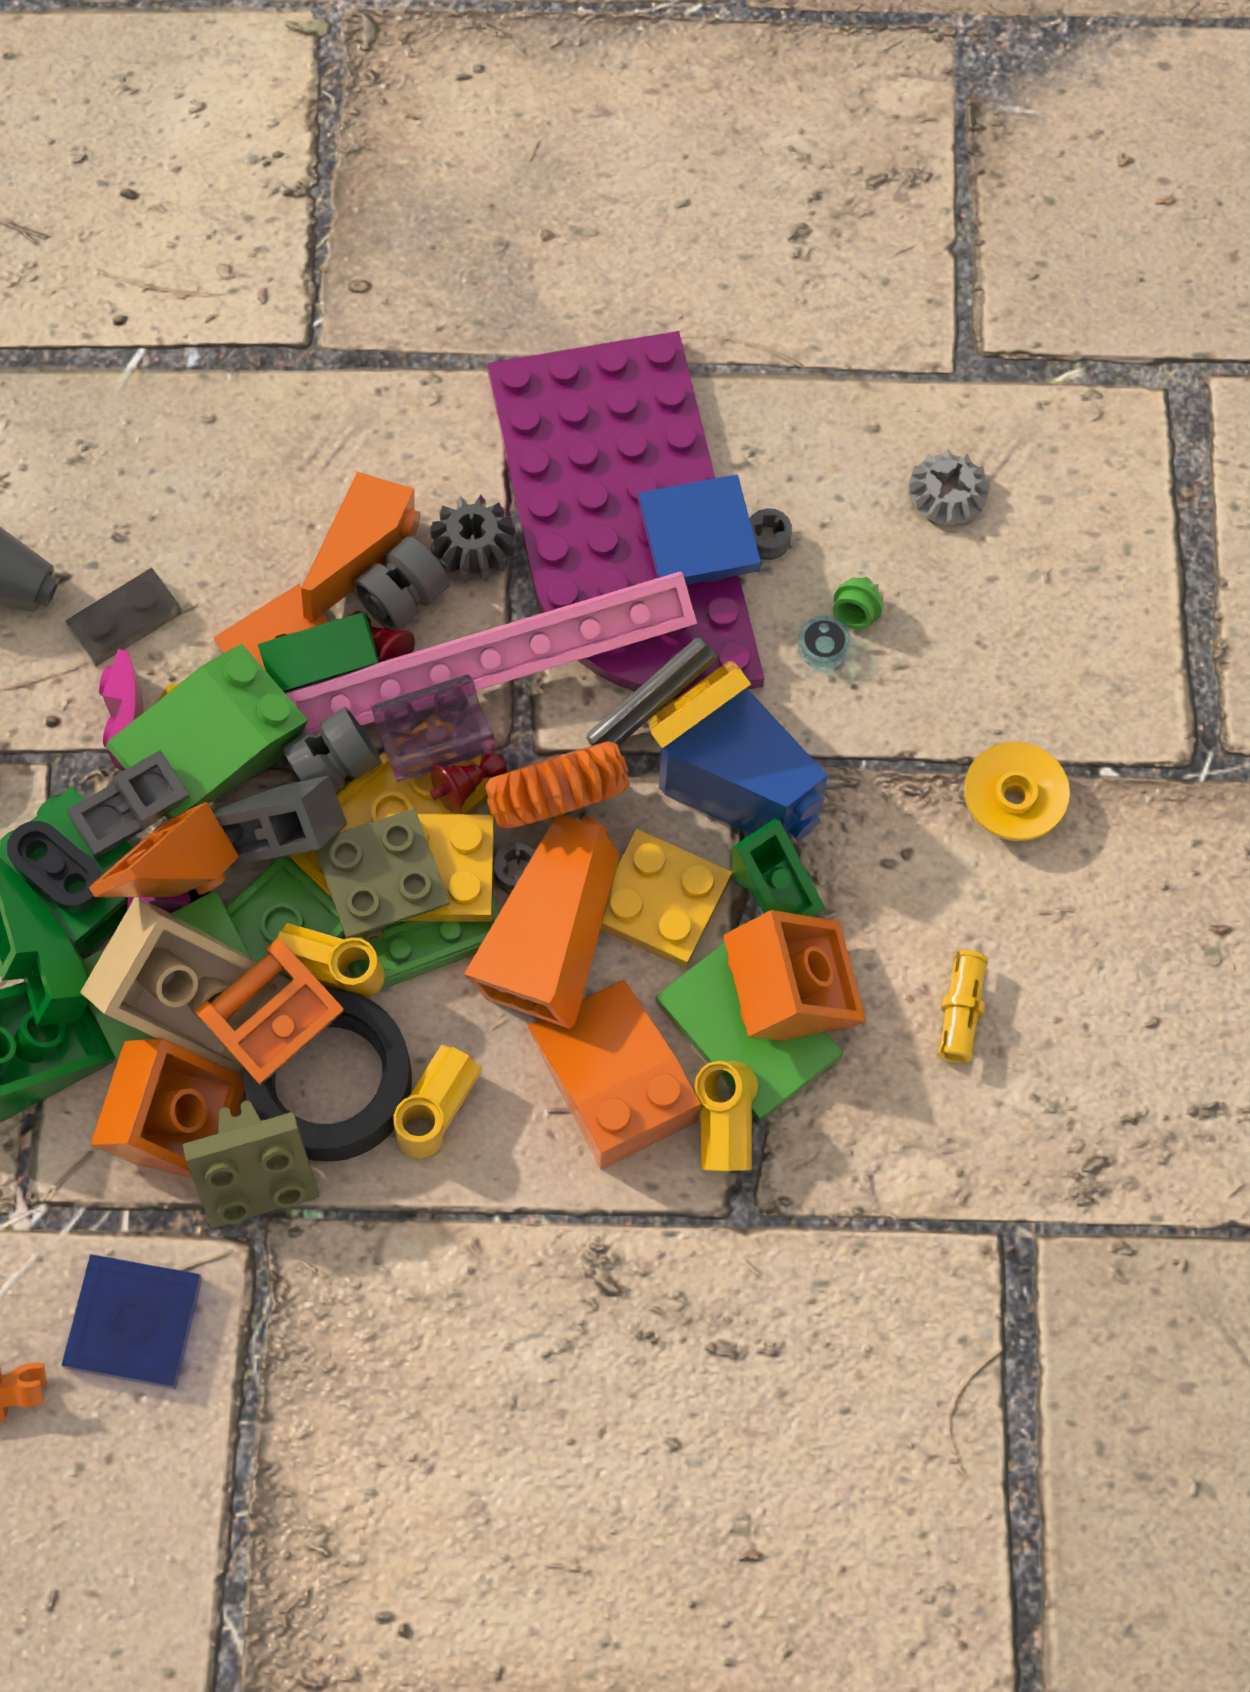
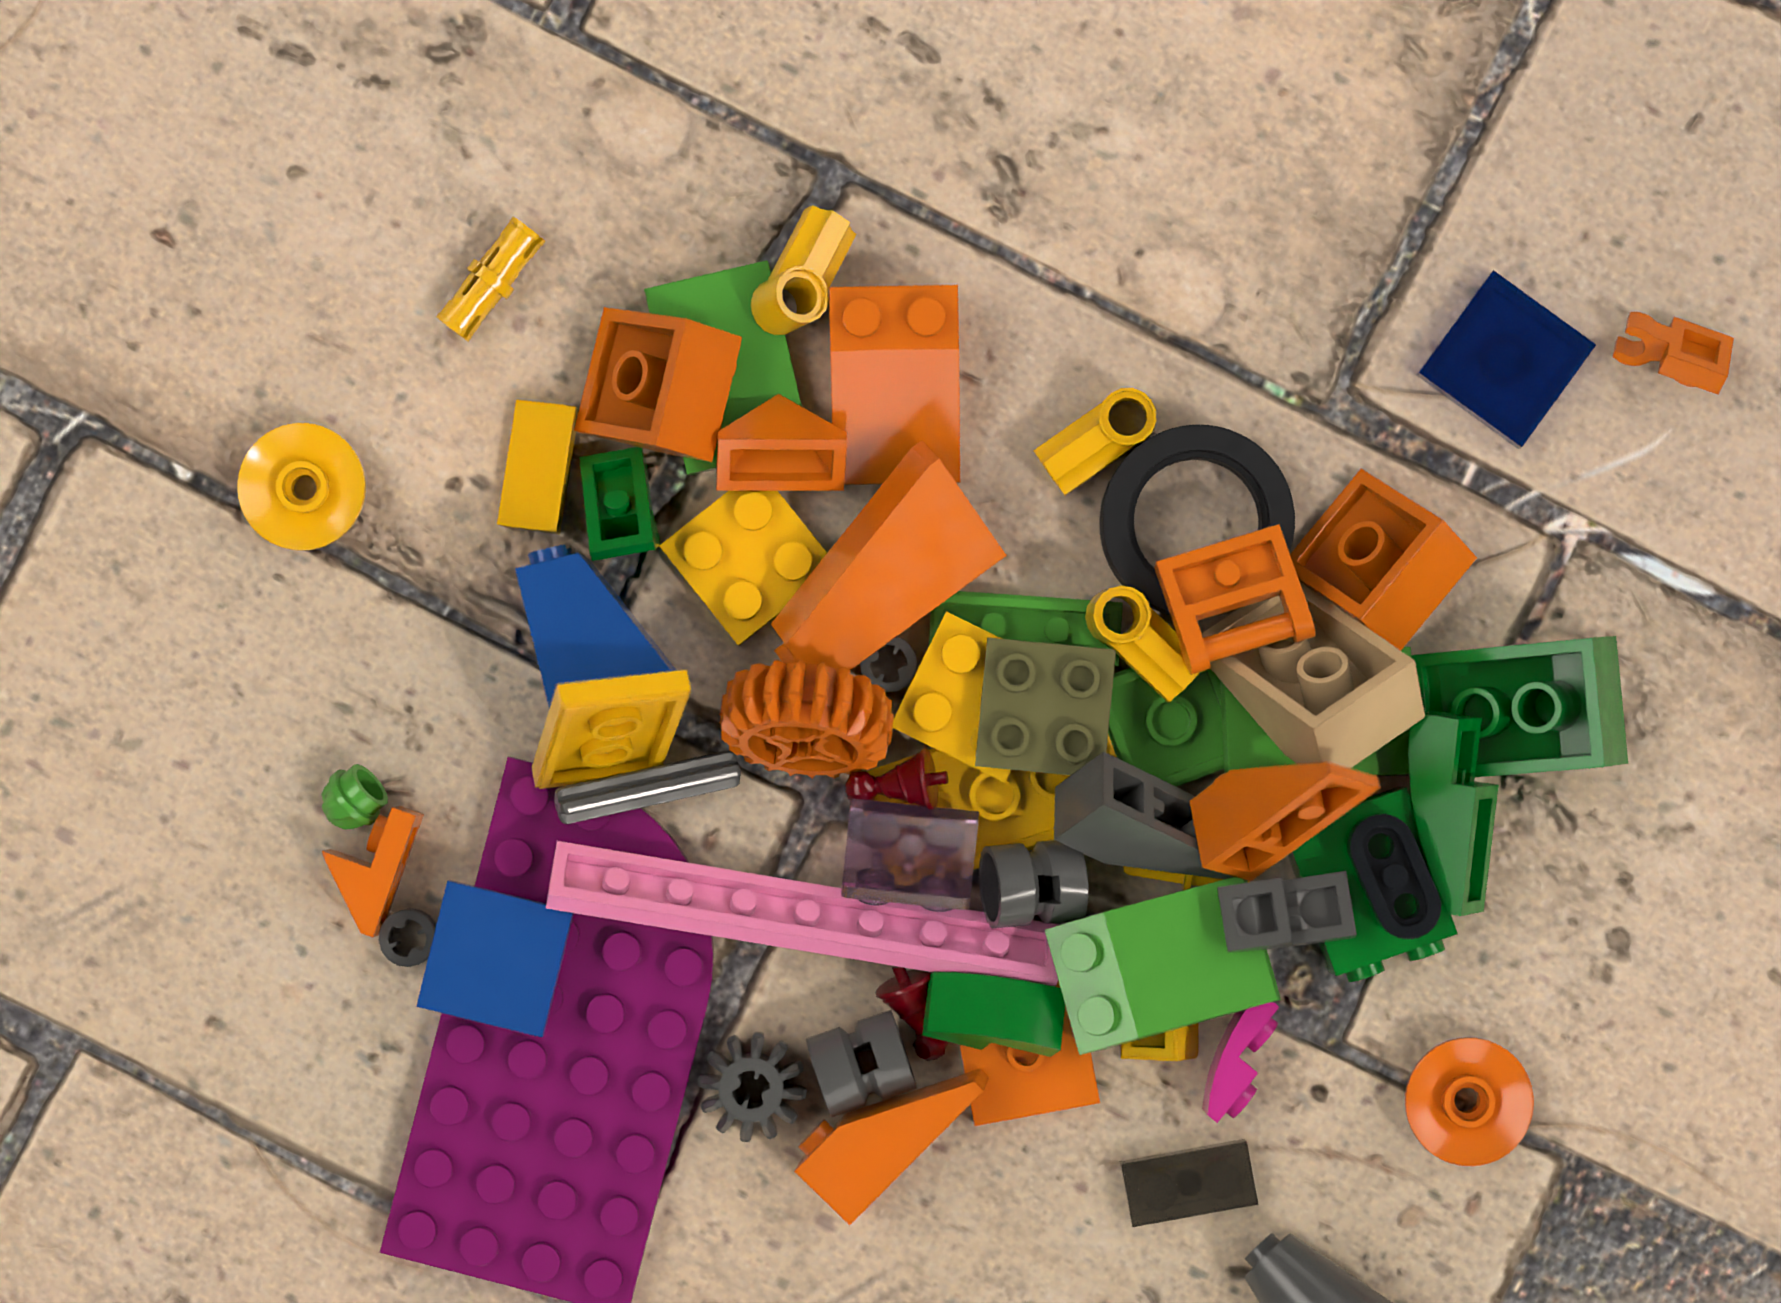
camera: 150 degrees left, 20 degrees up
(250, 1166) = (1323, 451): olive plate -> none
(678, 975) = (781, 450): none -> orange slope
(818, 555) = (373, 886): none -> orange slope
(823, 642) = (416, 772): clear light blue tile -> none
(851, 888) = (538, 466): none -> yellow slope
(957, 505) = (200, 904): light grey gear -> none

